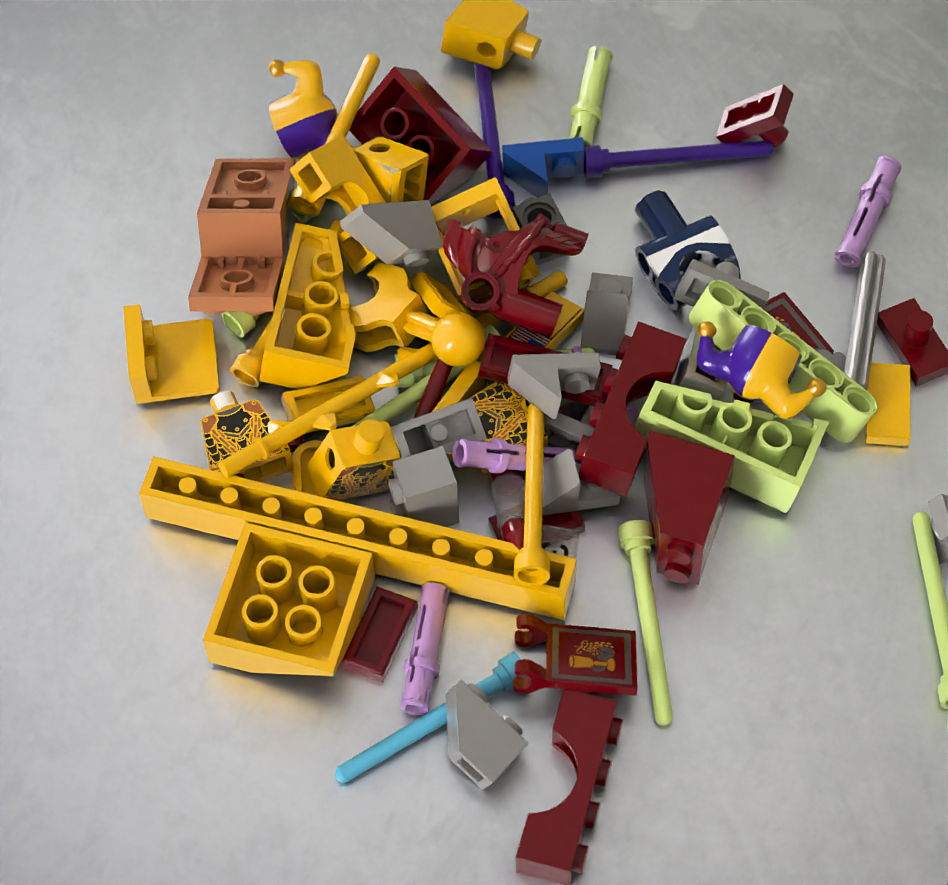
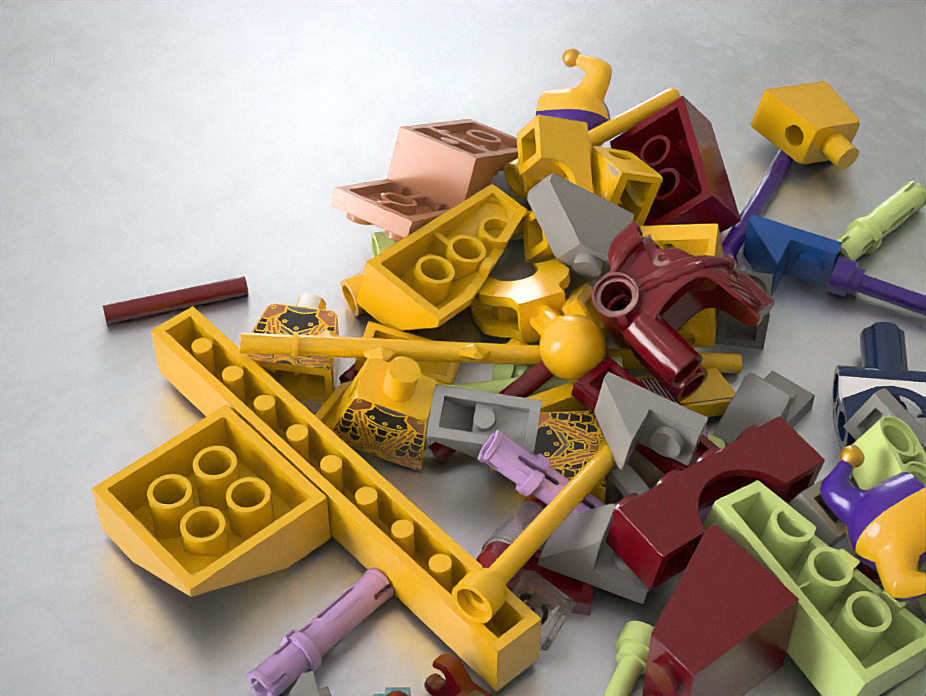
camera: 30 degrees right, 15 degrees down
(107, 450) = (175, 300): none -> dark red bar
(170, 357) = (287, 251): yellow bracket -> none
(379, 634) = (288, 597): dark red tile -> none
(425, 488) = (435, 469): light grey brick -> none

